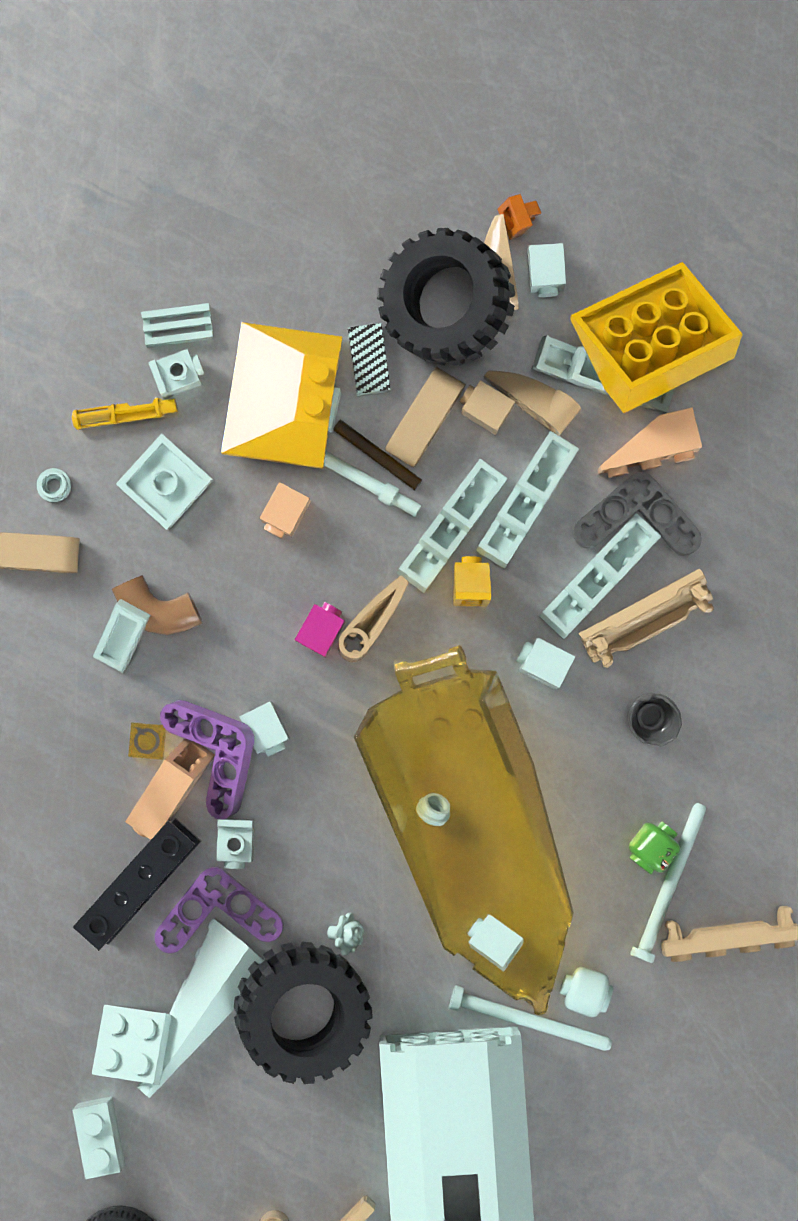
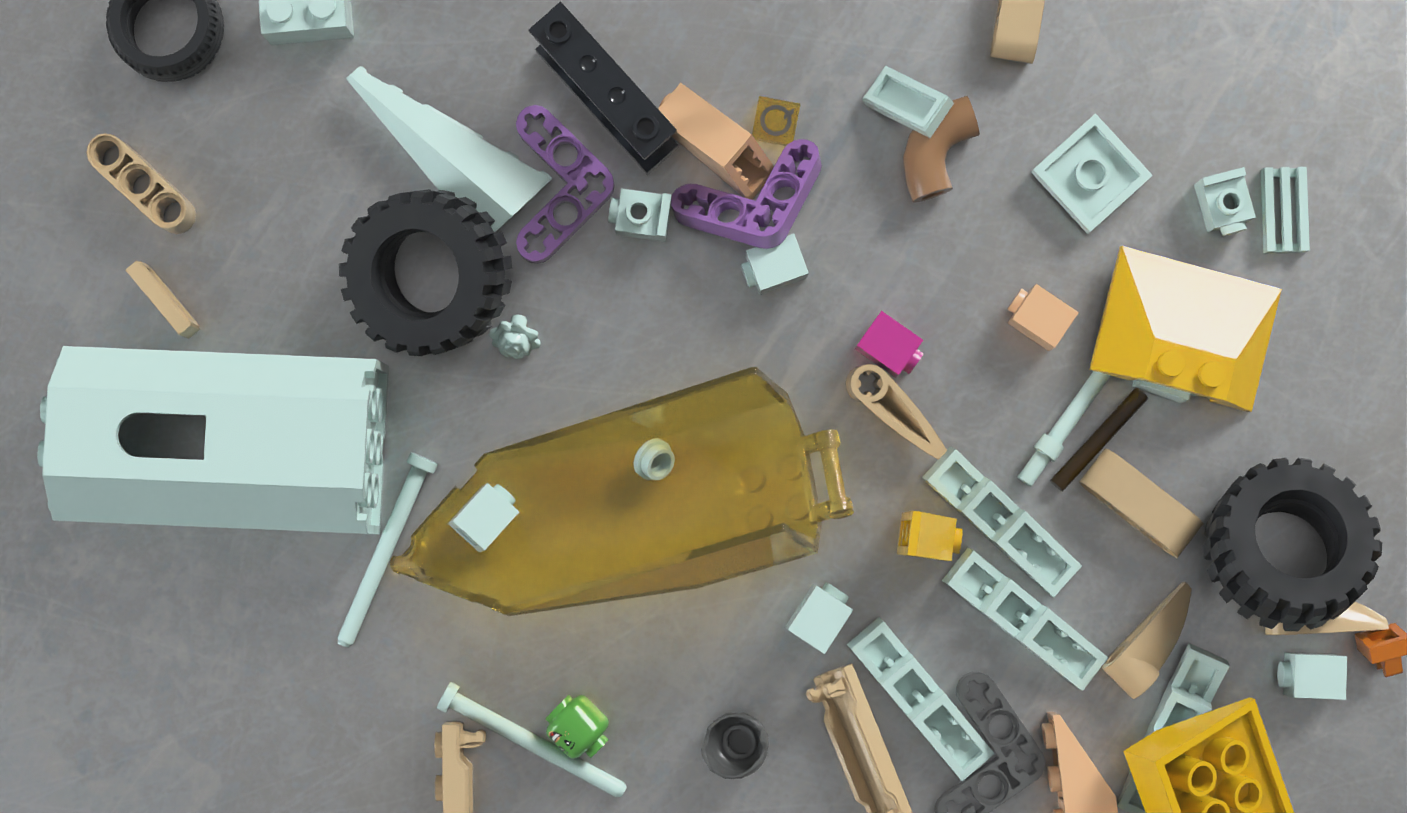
camera: 100 degrees right, 0 degrees up
(43, 485) = (1109, 30): light aqua plate -> none
(122, 413) = (1182, 131): yellow piece -> none
(131, 1044) = (411, 64): light aqua plate -> none
(369, 359) = (1219, 441): tile -> none
(486, 406) = (1146, 580): tan brick -> none
(586, 991) = (411, 623): light aqua head -> none

